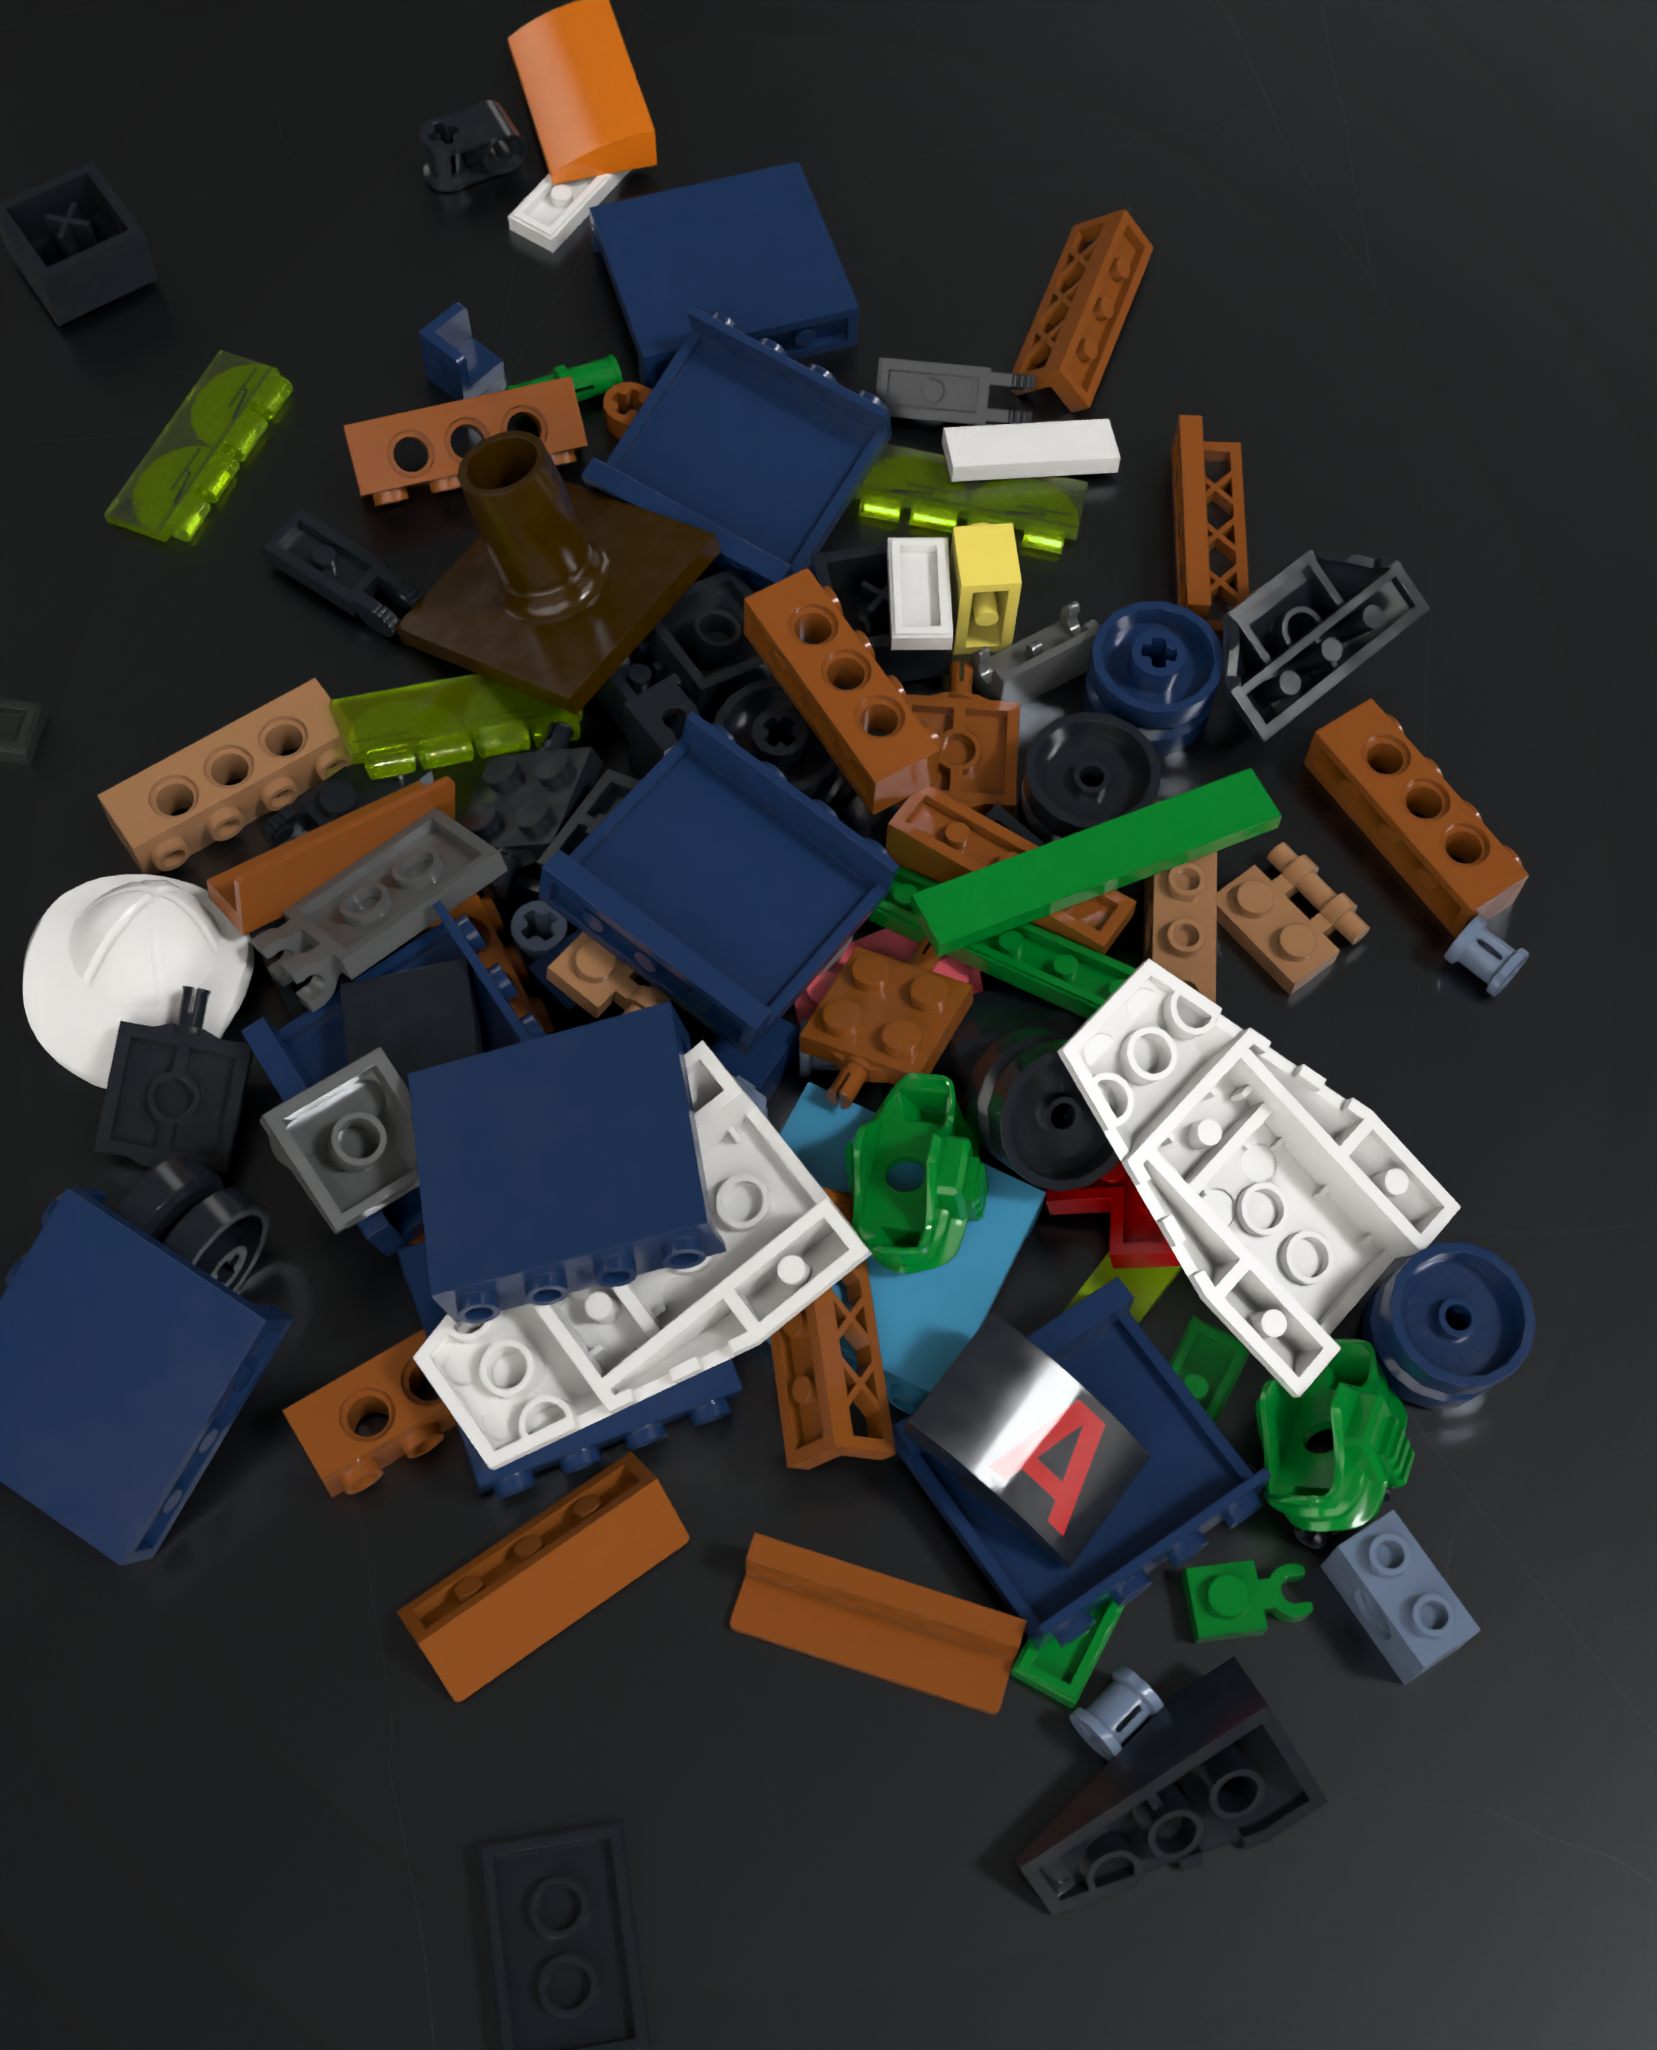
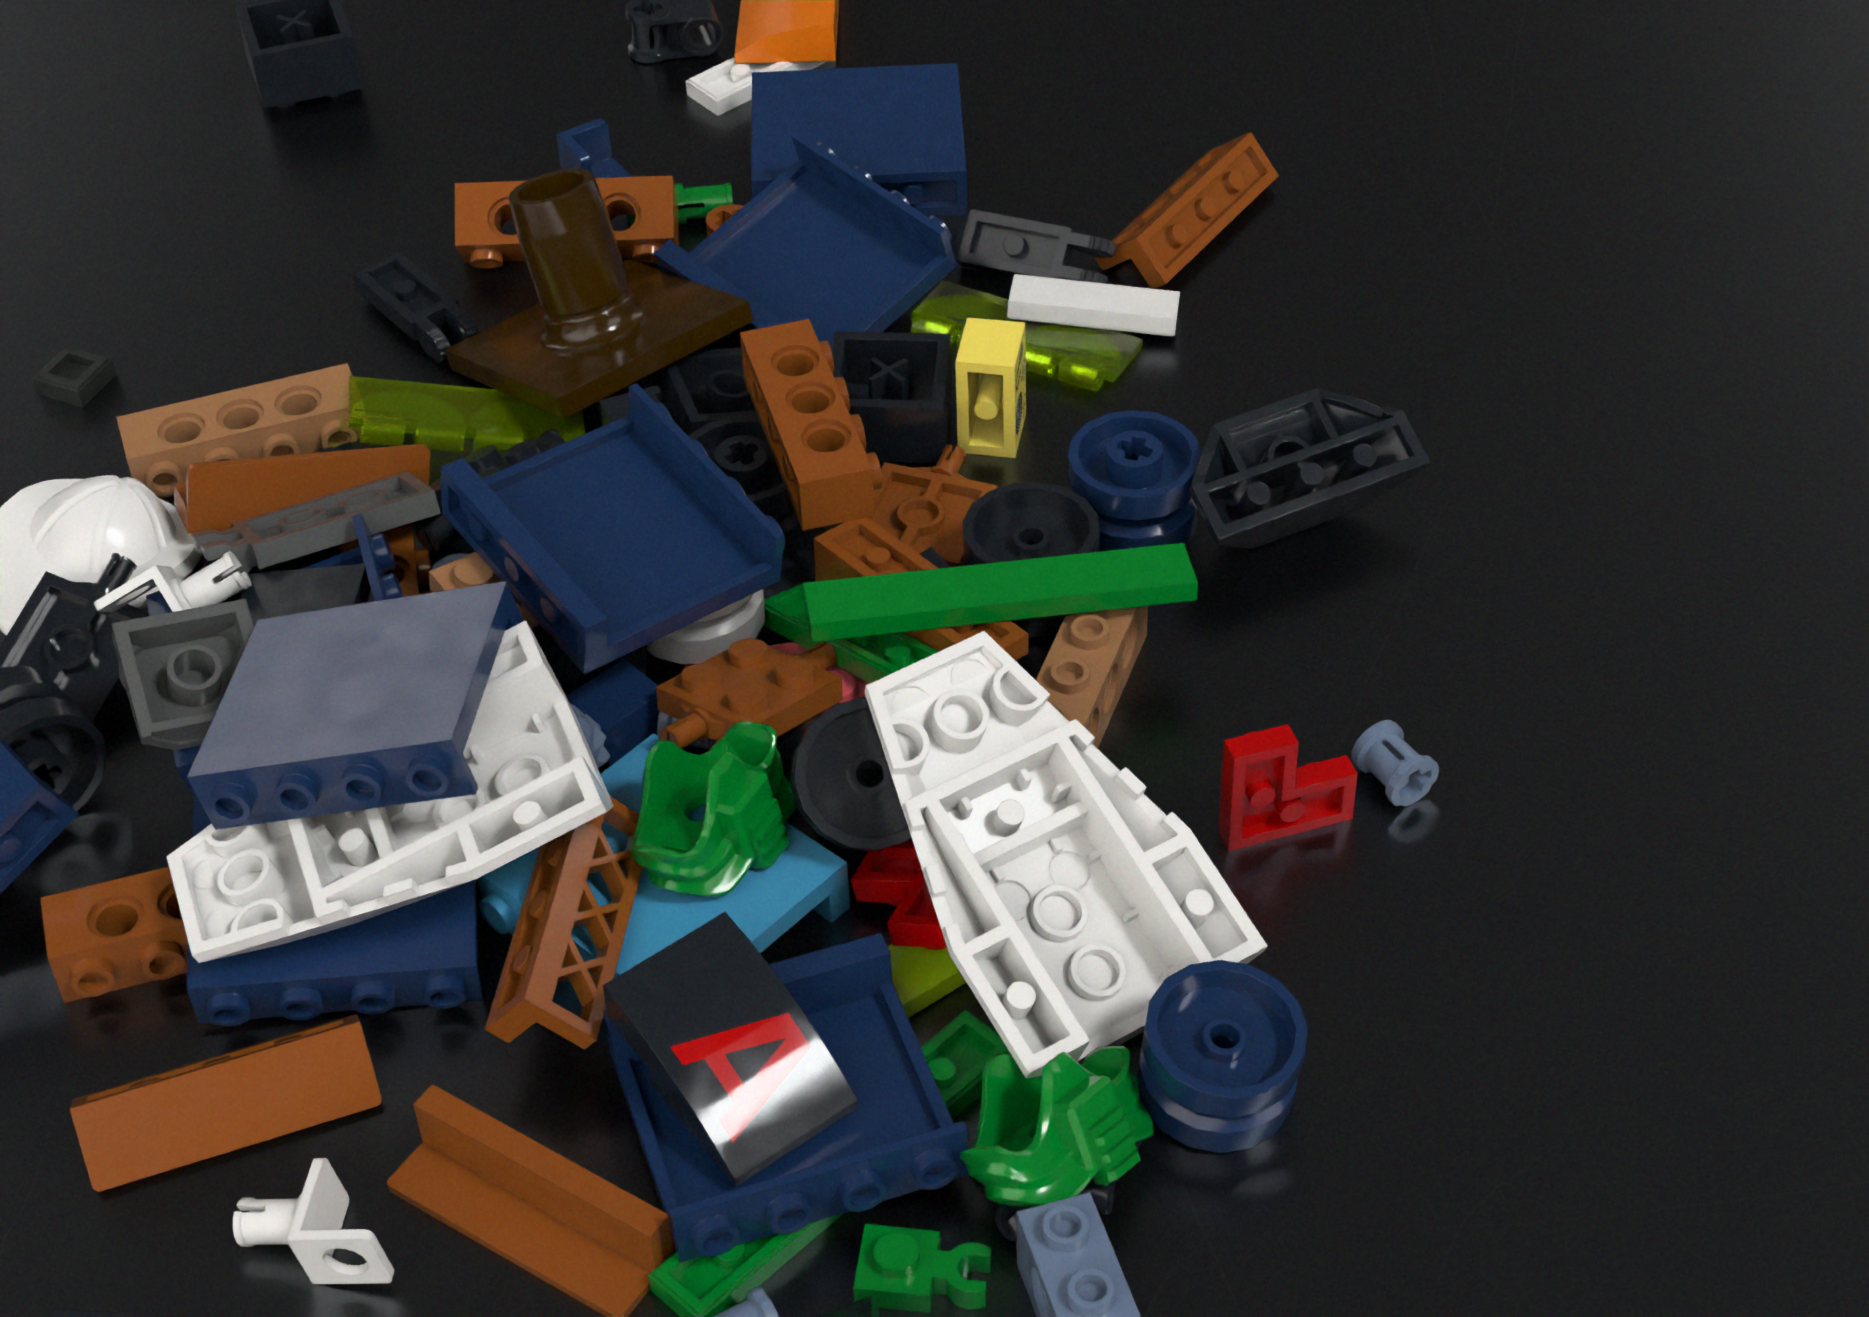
camera: 20 degrees right, 20 degrees down
(200, 448) = (340, 207): clear neon green windscreen -> none
(288, 1030) = (196, 591): none -> white bracket
(685, 1697) = (314, 1230): none -> white bracket
(919, 593) = (919, 370): white tile -> none
(1037, 661) = (1022, 462): dark grey hinge -> none
(1193, 533) = (1240, 359): dark orange fence -> none
(1274, 928) = (1183, 707): medium nougat plate -> none
(1404, 1015) = (1271, 797): none -> red plate
(1416, 847) = (1362, 635): dark orange brick -> none

